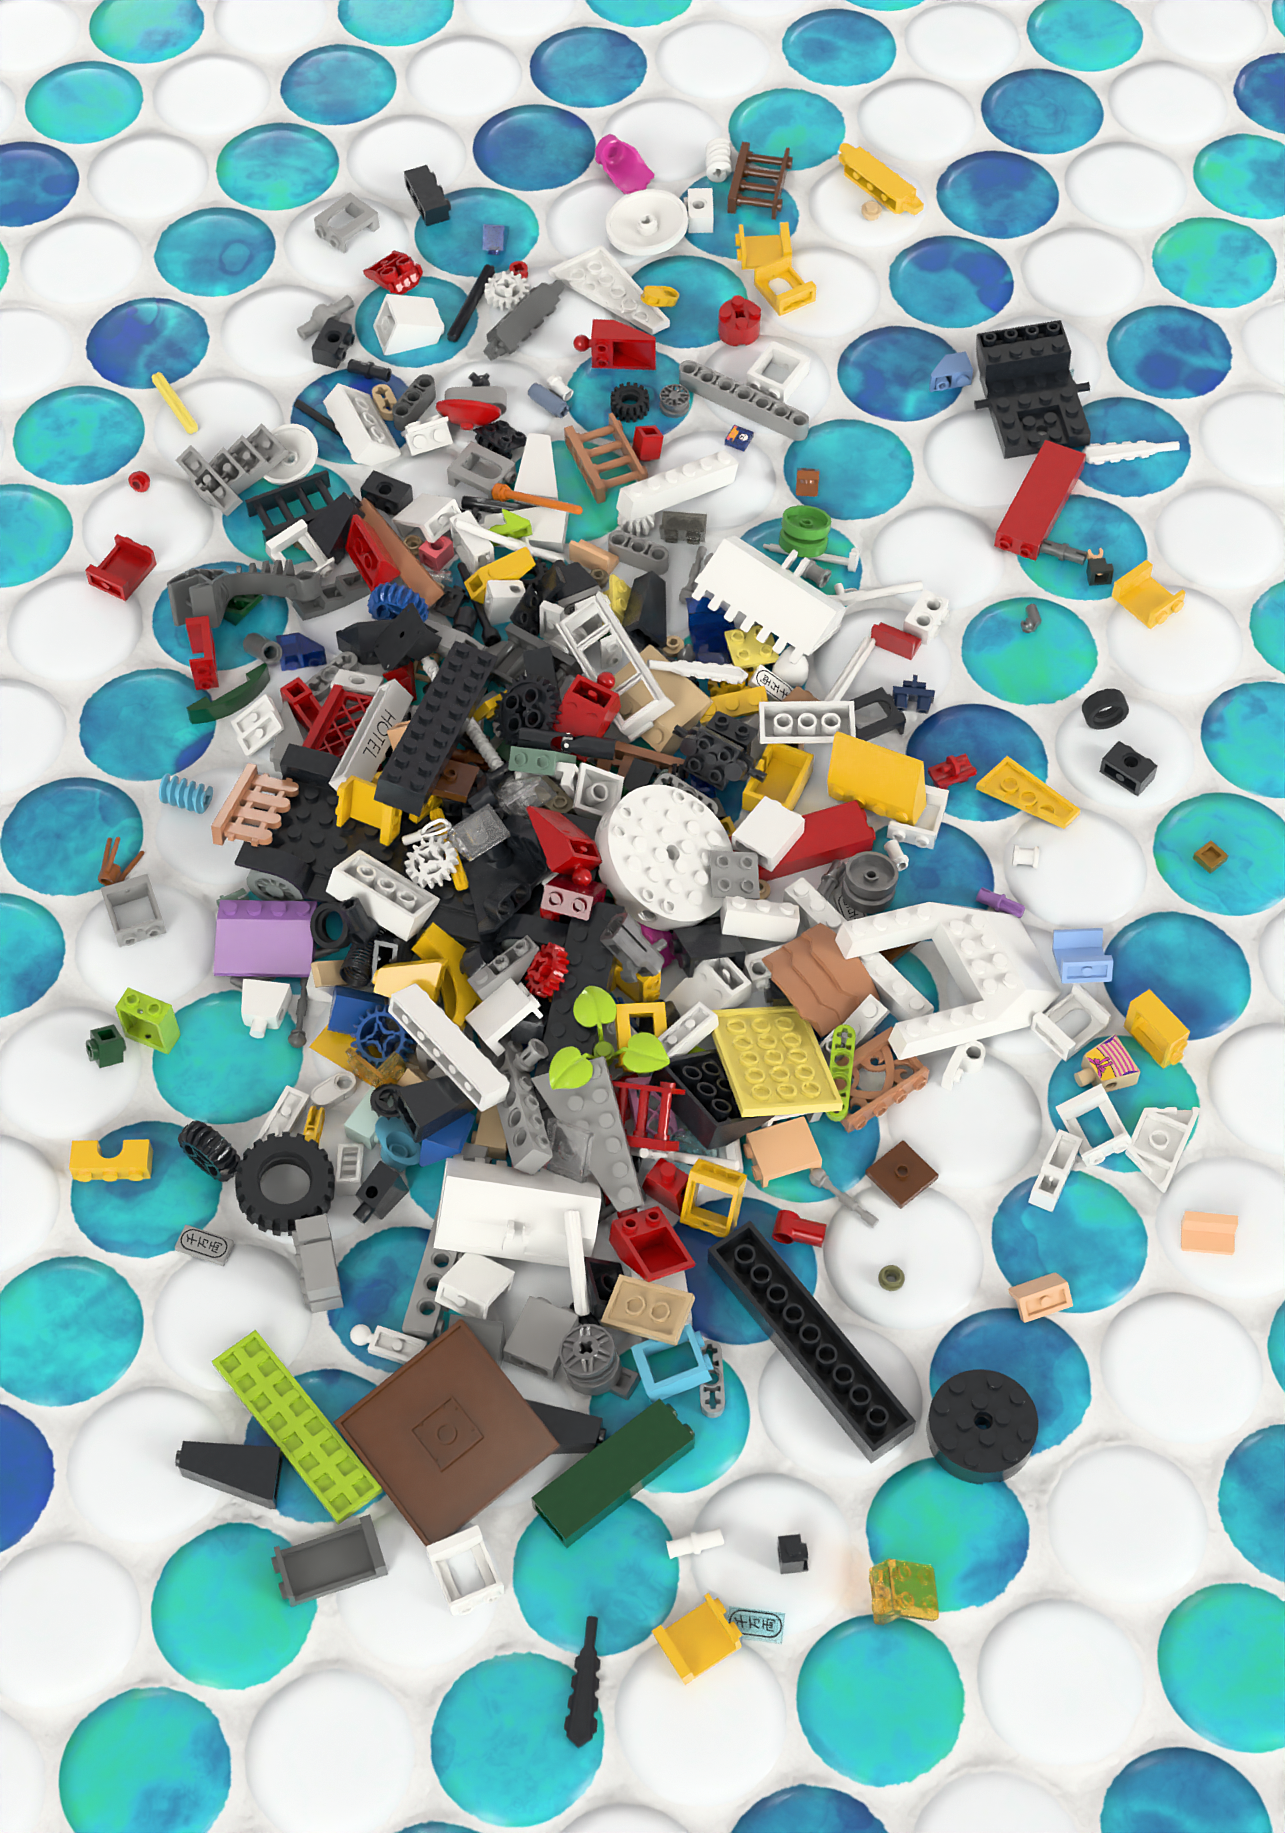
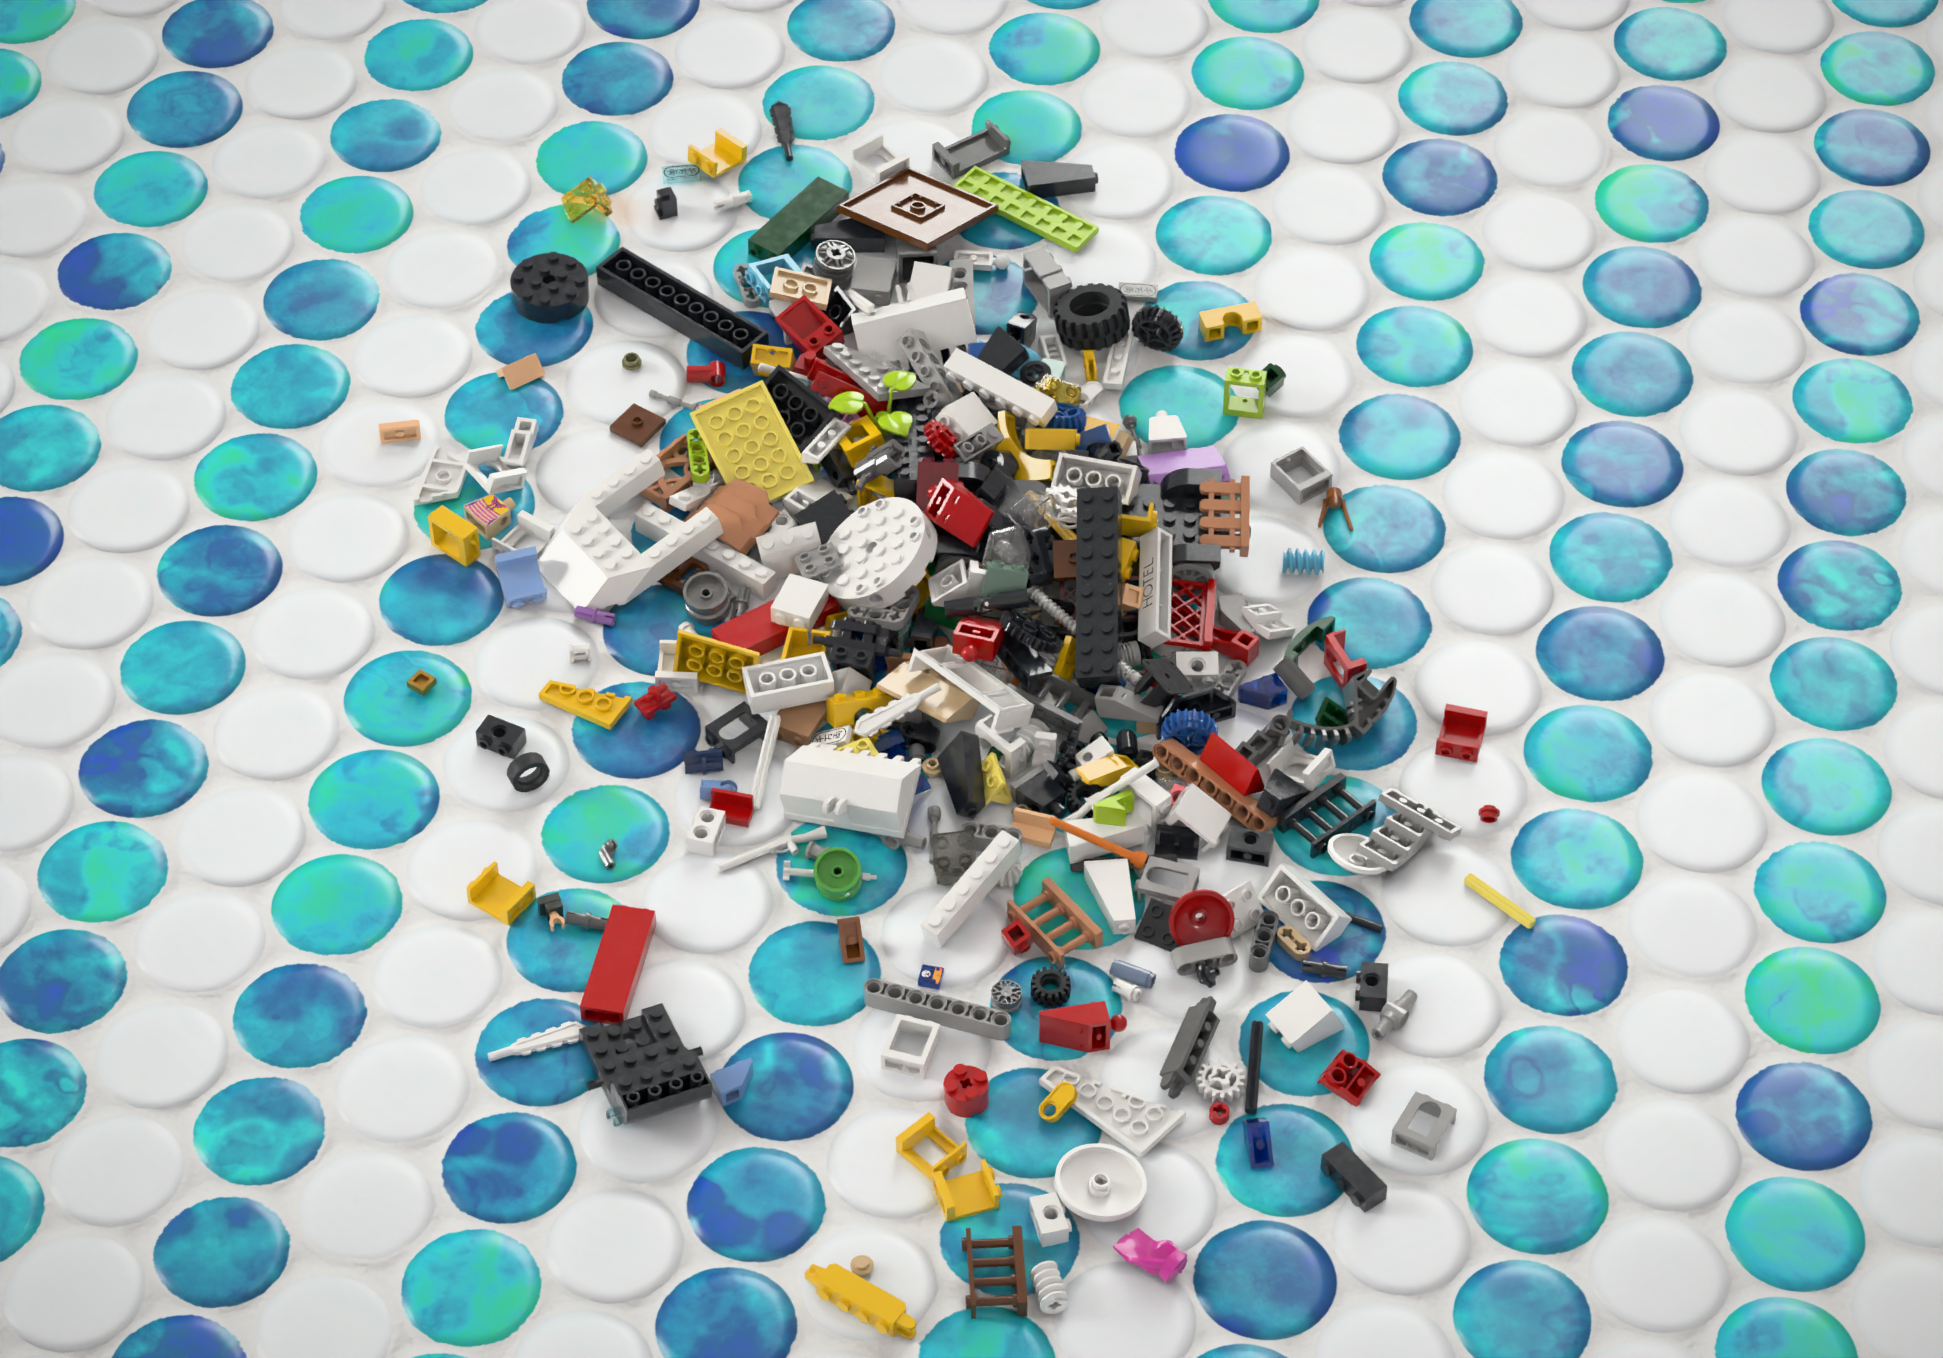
camera: 165 degrees right, 10 degrees down
(907, 662) = (707, 785): none -> medium blue piece

